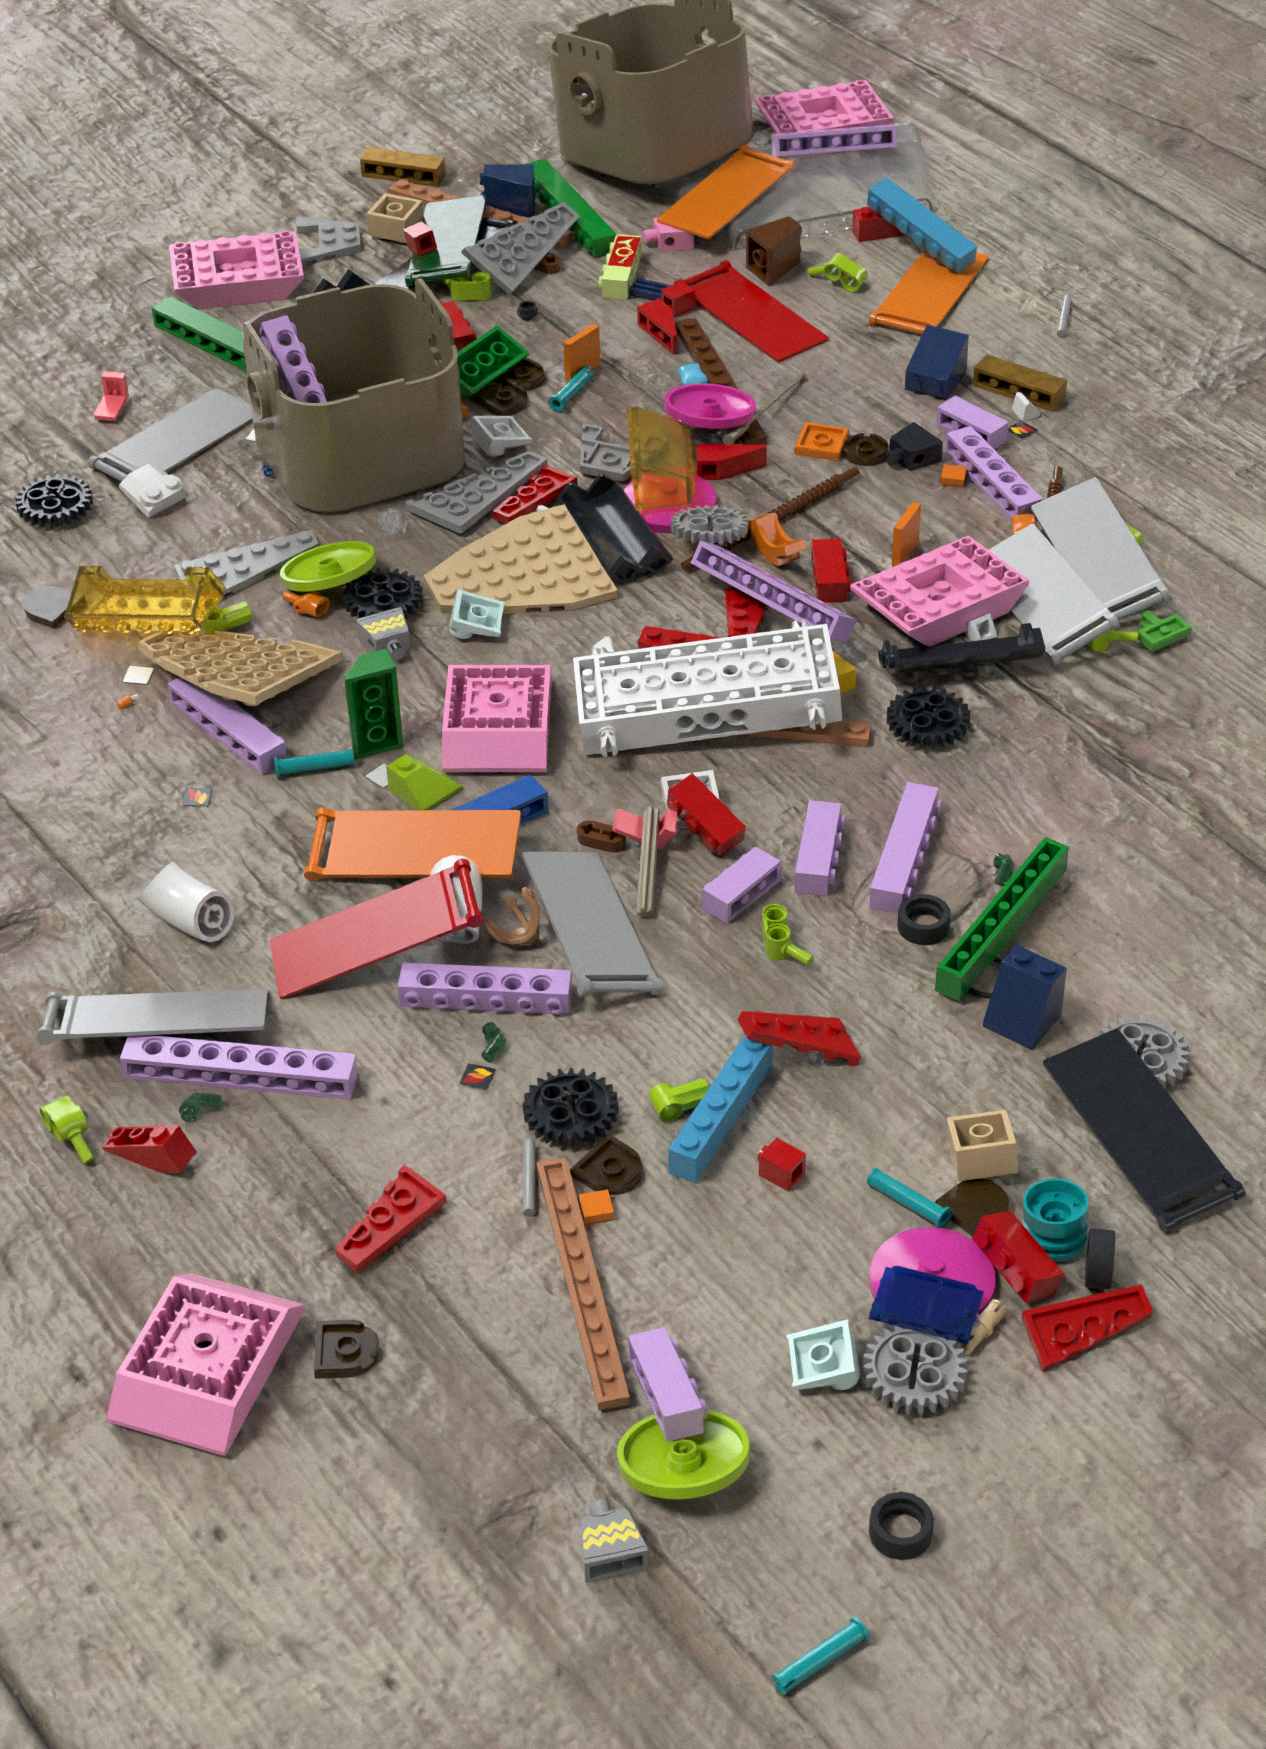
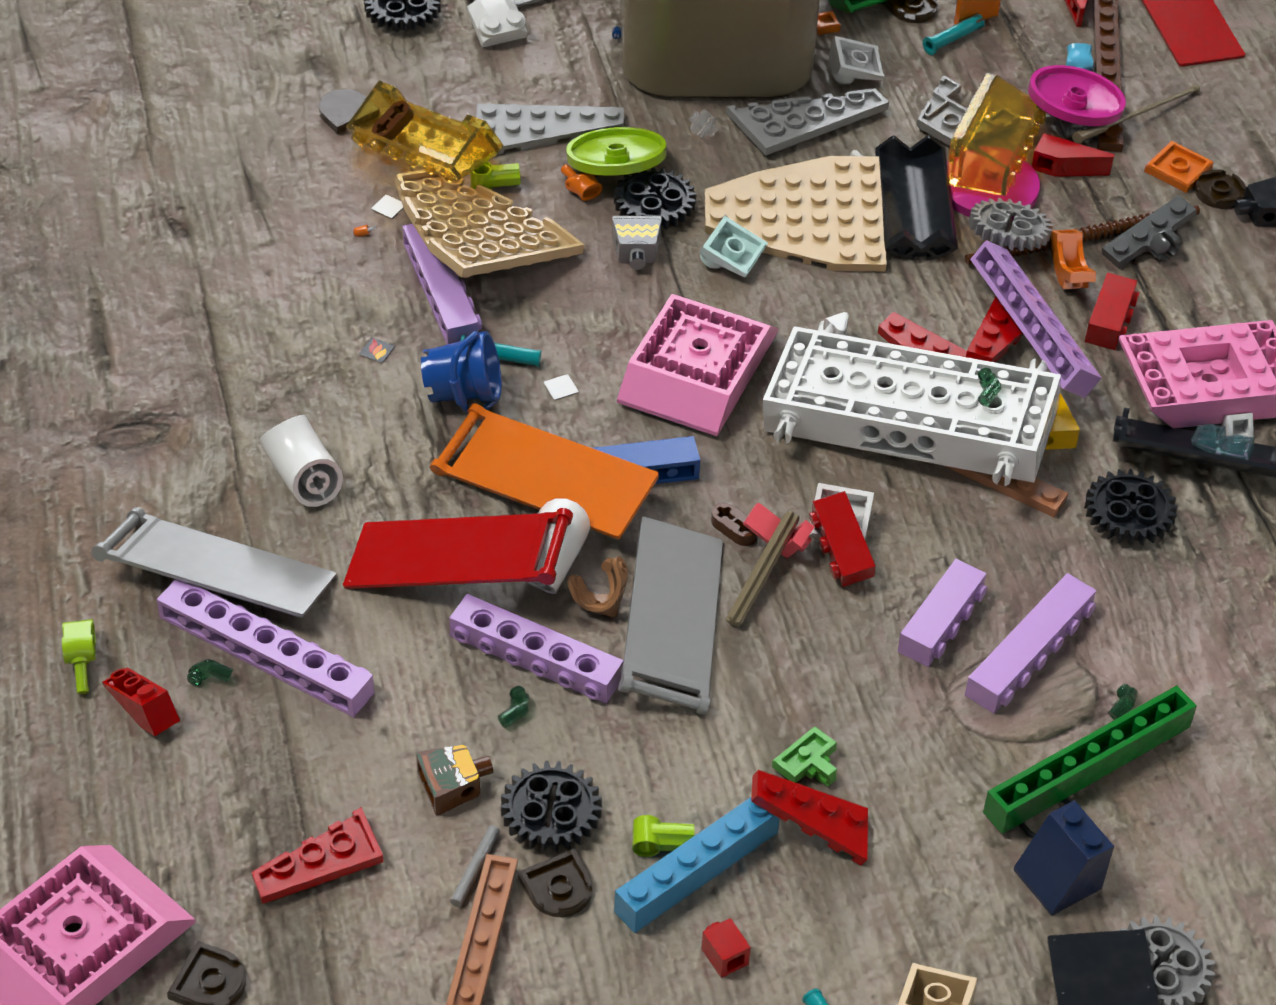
camera: 20 degrees right, 5 degrees up
(108, 597) = (392, 121): none -> reddish brown beam
(295, 785) = (464, 371): none -> blue piece
(373, 705) = (570, 313): green slope -> none
(420, 782) = (589, 407): lime slope -> none
(468, 1113) = (451, 776): none -> torso
(477, 1076) = (484, 737): black sticker -> none
(502, 399) = (880, 26): dark brown tile -> none
(540, 491) = (859, 137): red wing -> none
(596, 1206) = (522, 922): orange tile -> none
(741, 884) = (843, 625): lavender brick -> none
(769, 995) = (809, 758): none -> bright green hinge
(772, 649) = (990, 386): none -> clear green arm
(777, 936) = (850, 694): lime beam -> none
(830, 500) = (1151, 234): none -> dark grey plate
(906, 534) = (1208, 298): orange tile -> none
(920, 933) = (1015, 712): black tyre -> none
(967, 642) = (1214, 440): none -> clear light blue slope

